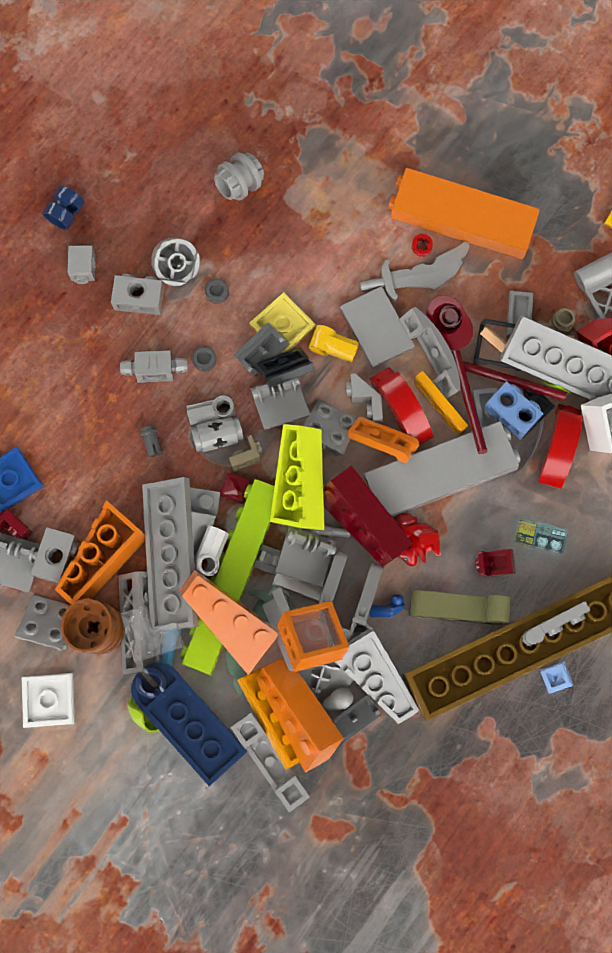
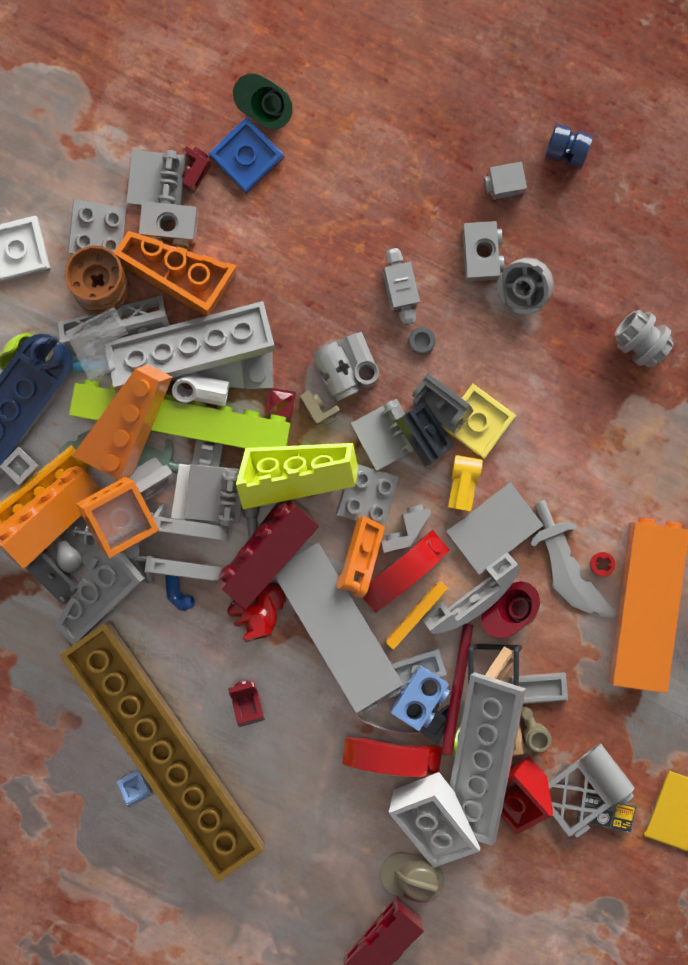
camera: 75 degrees right, 10 degrees up
(151, 441) = (318, 299): dark grey pin -> none
(216, 291) = (503, 339): dark grey tile -> none
(459, 607) = (192, 701): olive beam -> none
(469, 404) = (418, 646): dark red axle -> none
(541, 536) = (287, 749): clear light blue tile -> none
(554, 624) = (182, 776): light grey hinge -> none

